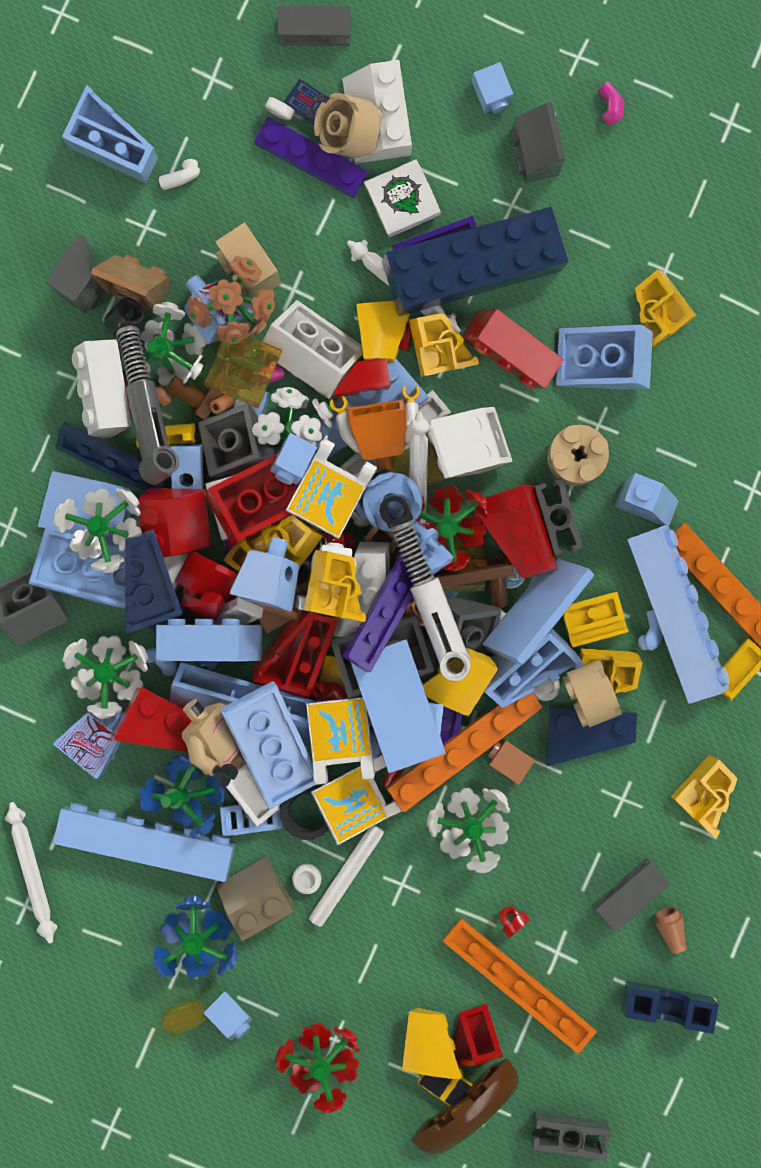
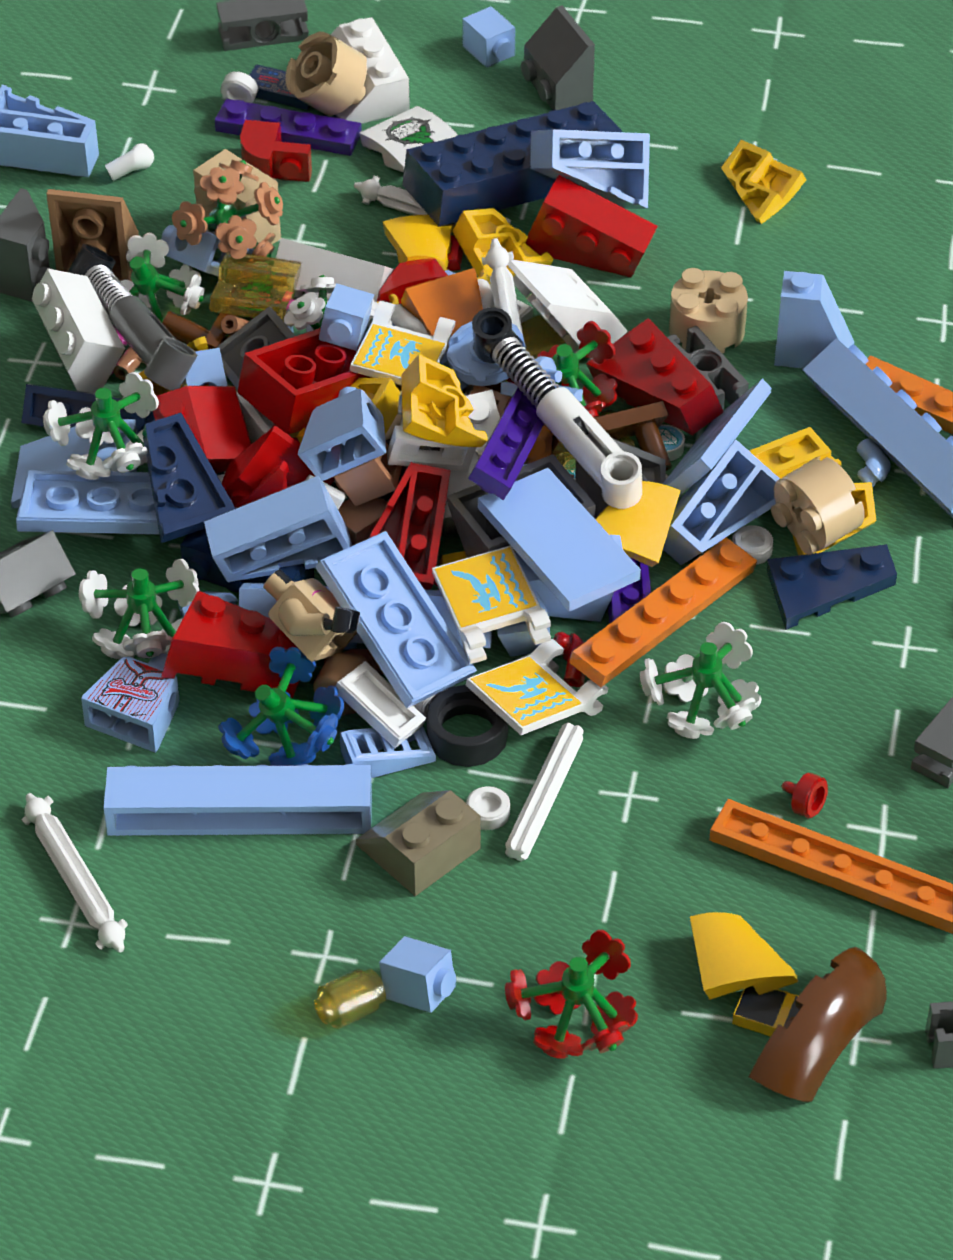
camera: 15 degrees left, 40 degrees down
(198, 957) = (344, 872): blue plant -> none
(282, 196) = (265, 151): none -> red brick
(476, 1038) = (808, 938): red slope -> none
(510, 761) = (739, 609): nougat brick -> none
(530, 292) = (602, 162): none -> light blue wedge
(605, 357) = (711, 225): light blue slope -> none
(615, 104) = (635, 30): dark pink arm -> none

